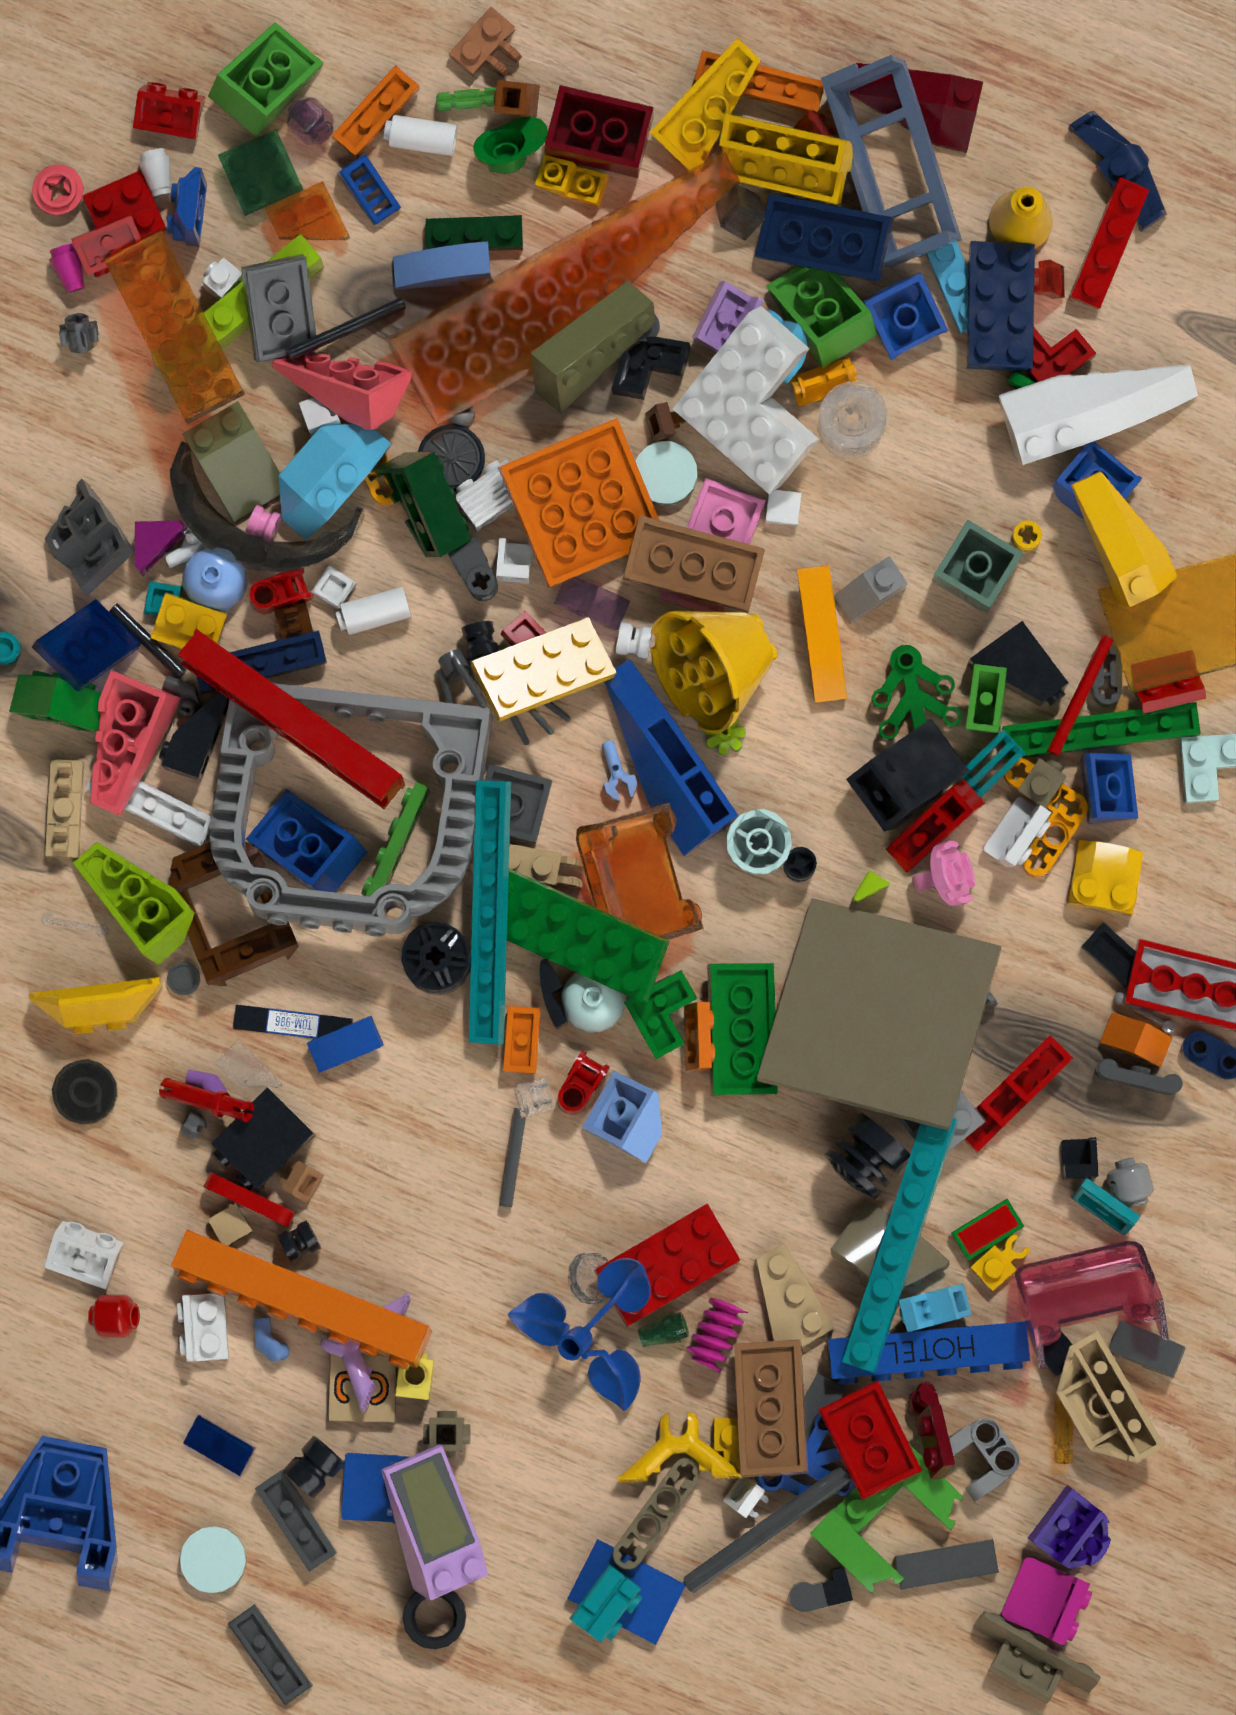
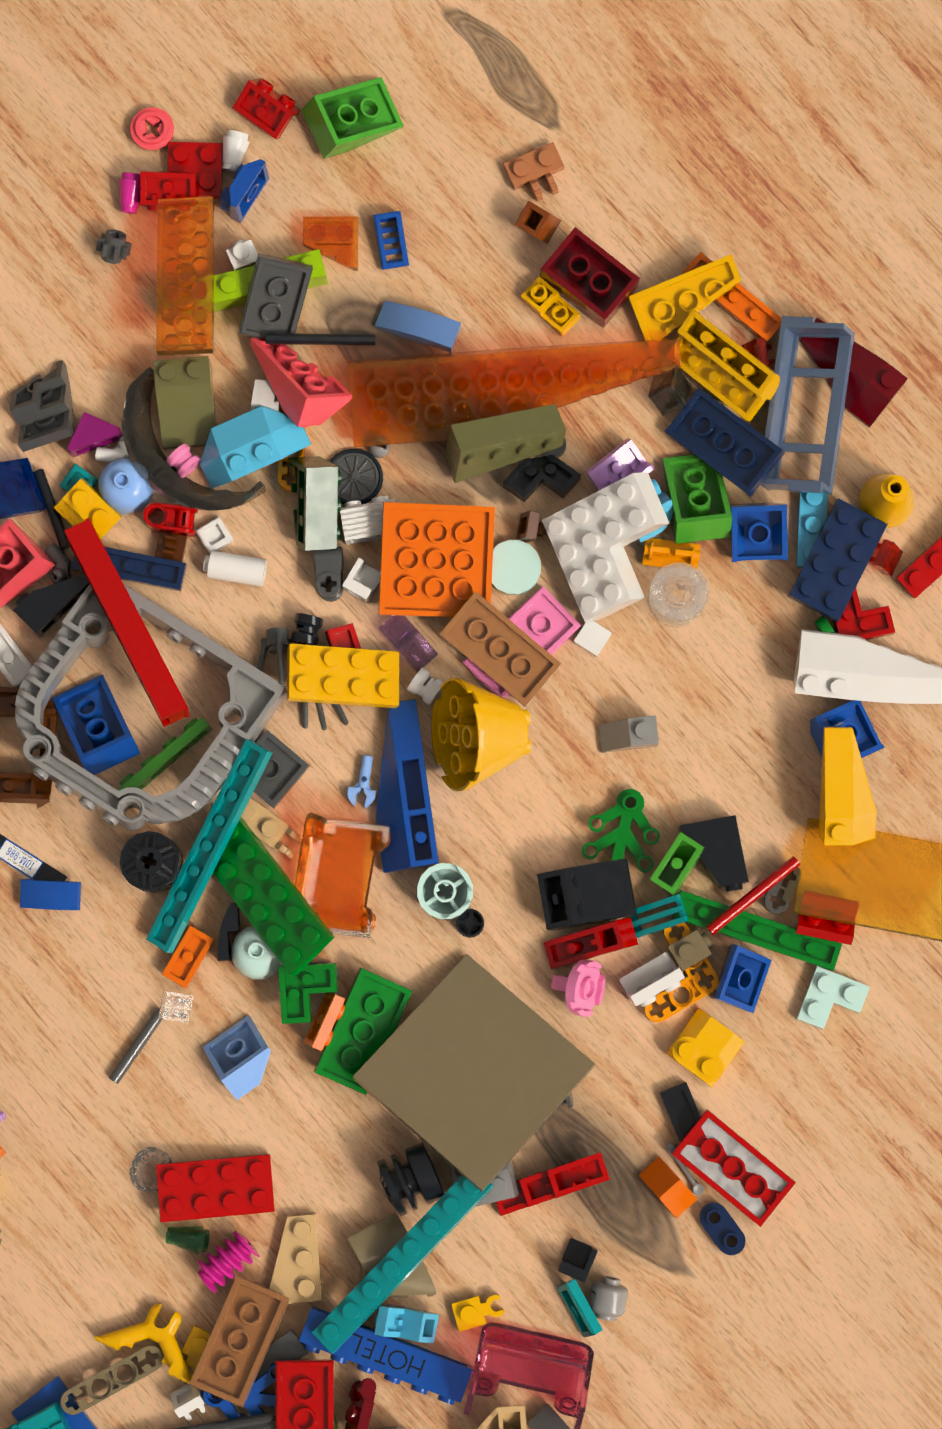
camera: 25 degrees right, 0 degrees up
(260, 172) = (313, 187): clear green slope -> none
(310, 121) = (370, 165): head -> none
(371, 115) = (425, 182): orange plate -> none
(421, 135) = (451, 216): white brick -> none
(465, 99) = (498, 204): bright green axle -> none
(499, 231) = (473, 318): dark green plate -> none
(508, 146) = (515, 256): green piece -> none
(582, 1082) = (219, 1012): red piece -> none
(612, 1375) = (131, 1253): blue plant -> none
(724, 742) = (462, 799): lime plant -> none
(821, 633) = (574, 750): light orange slope -> none
(869, 886) = (515, 966): lime slope -> none
(977, 566) = (720, 755): sand green brick -> none
(987, 1229) = (479, 1280): red tile -> none
(1017, 539) = (763, 749): yellow bush -> none
(1055, 1354) = (484, 1406): black slope -> none
(1138, 1077) = (655, 1219): dark grey plate -> none

